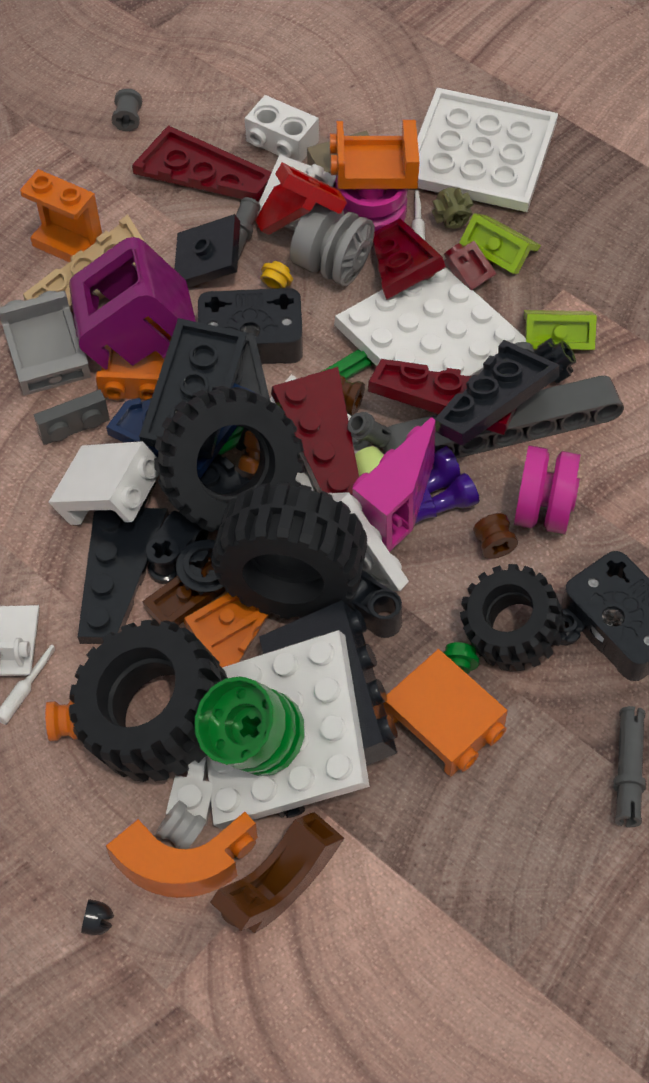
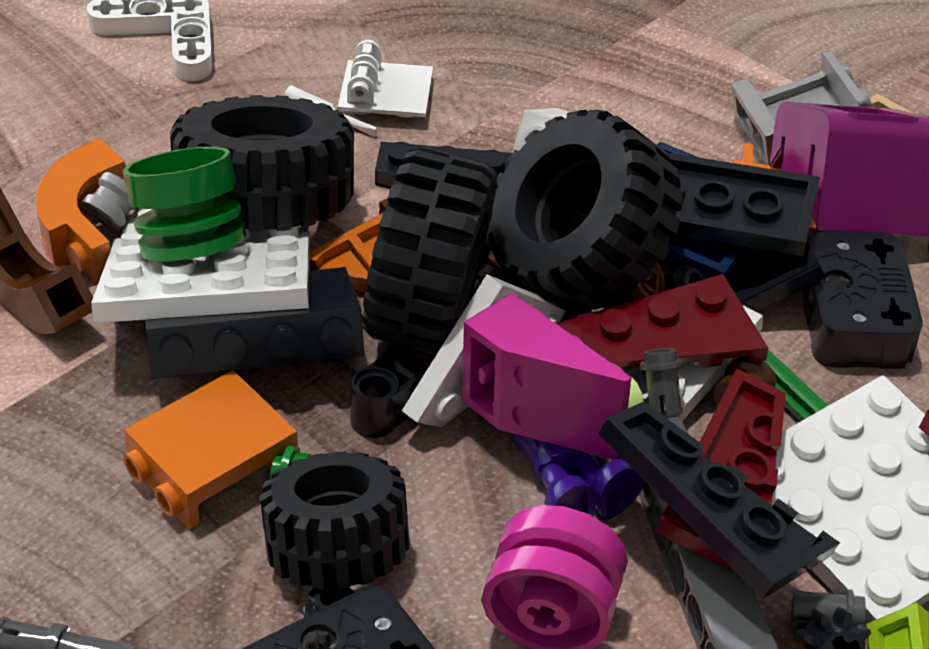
camera: 90 degrees right, 15 degrees down
(72, 417) = (688, 130): dark grey plate -> none
(92, 920) = (35, 149): black hinge -> none
(495, 536) = (485, 531): reddish brown wheel -> none

